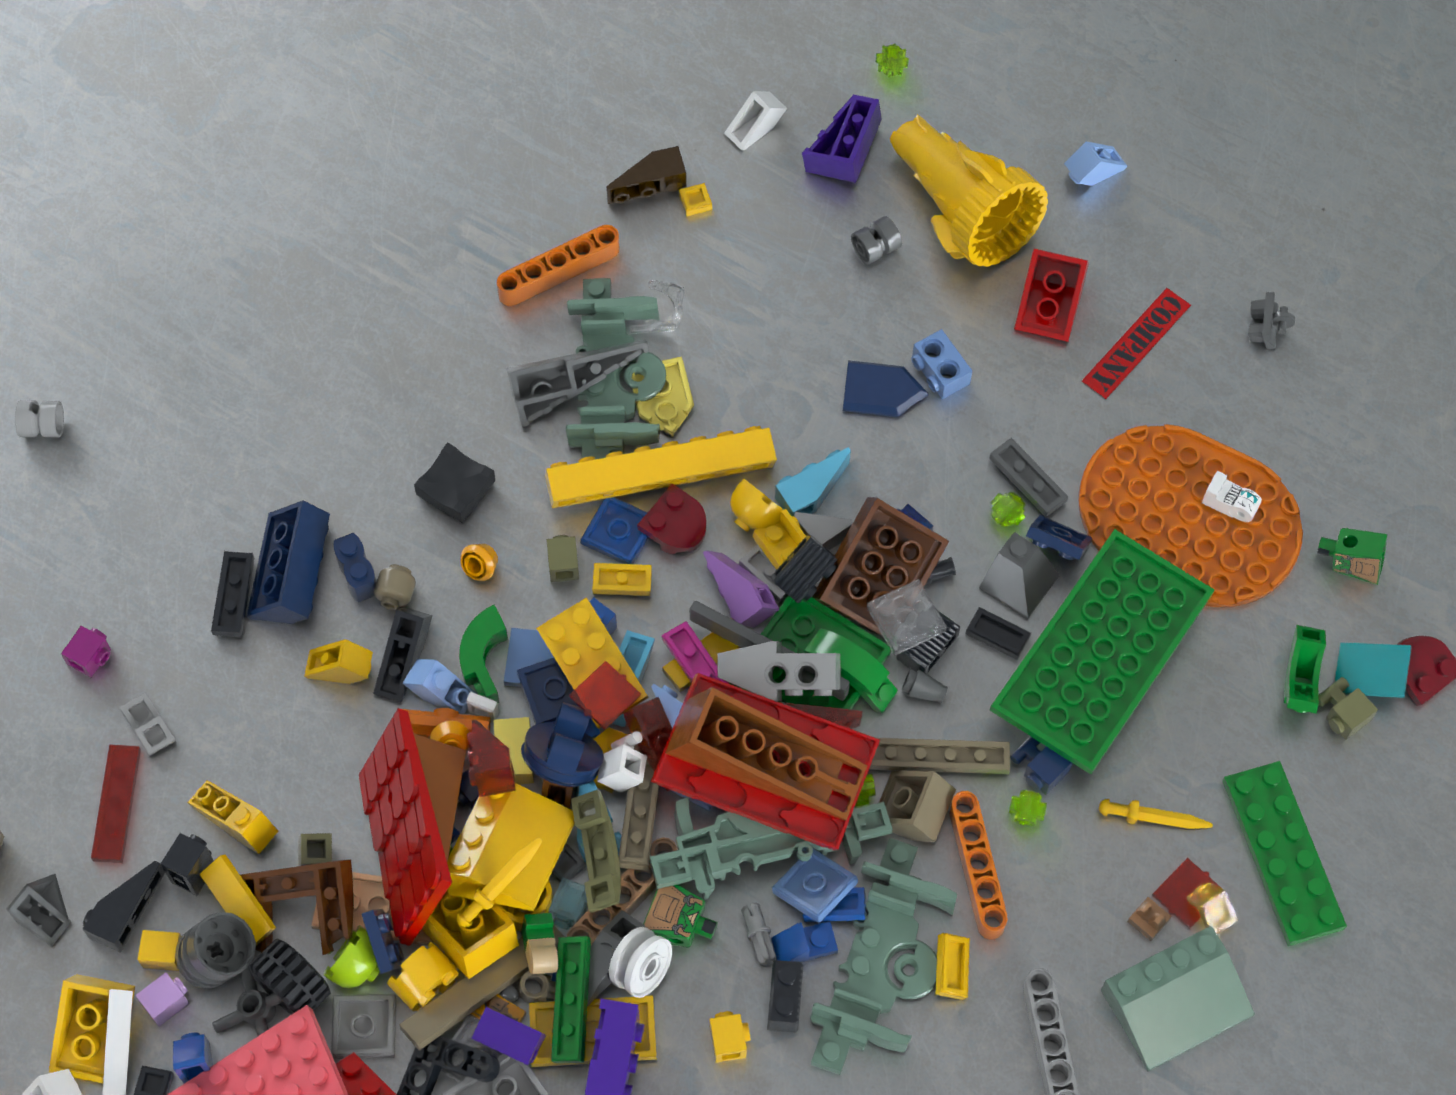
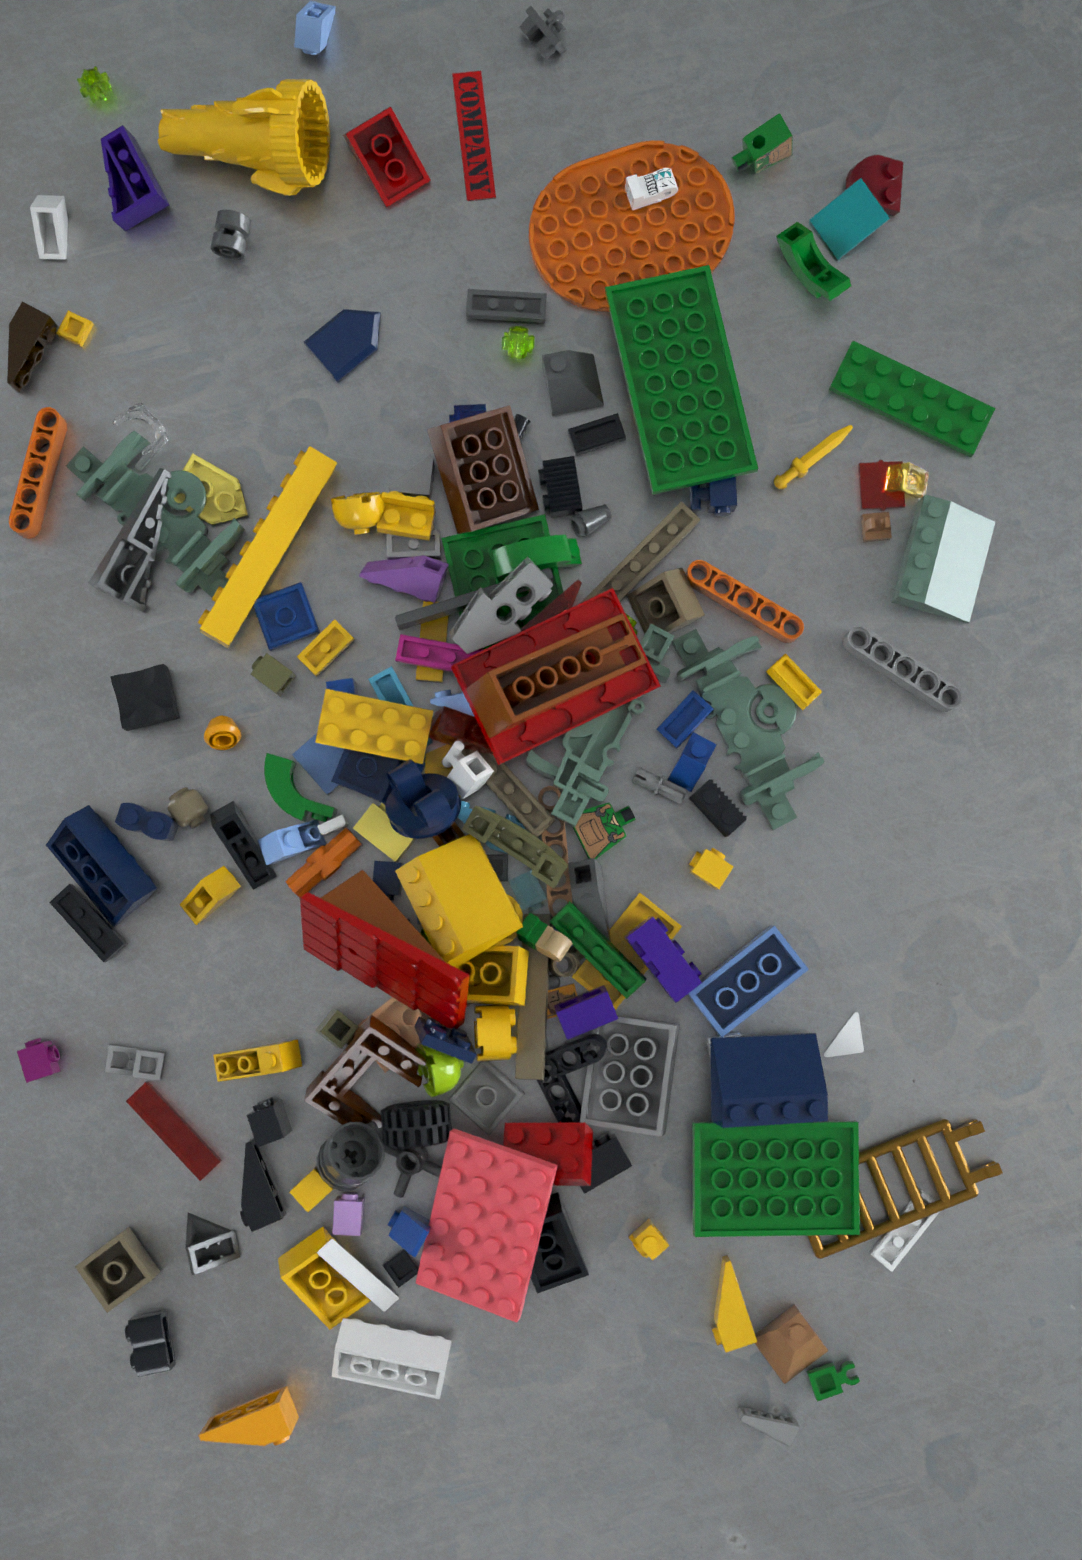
camera: 50 degrees left, 20 degrees up
(236, 896) = (325, 1110): yellow tile -> none
(451, 733) = (340, 868): light orange cone -> none
(485, 897) = (487, 951): yellow sword -> none
(489, 762) = (389, 860): clear red slope -> none
(605, 695) = (409, 740): clear red piece -> none
(640, 962) = (614, 883): white wheel -> none
(675, 522) = (316, 573): dark red slope -> none
(804, 569) = (440, 521): black brick -> none
(810, 487) = (376, 466): medium azure slope -> none
(815, 885) = (663, 720): medium blue tile -> none
(906, 617) = (536, 485): clear plate -> none
(946, 362) = (370, 275): medium blue brick -> none
(1027, 808) = (736, 533): clear neon green gear -> none
(1067, 541) = (572, 329): dark blue plate -> none
(1350, 711) = (863, 261): olive brick -> none

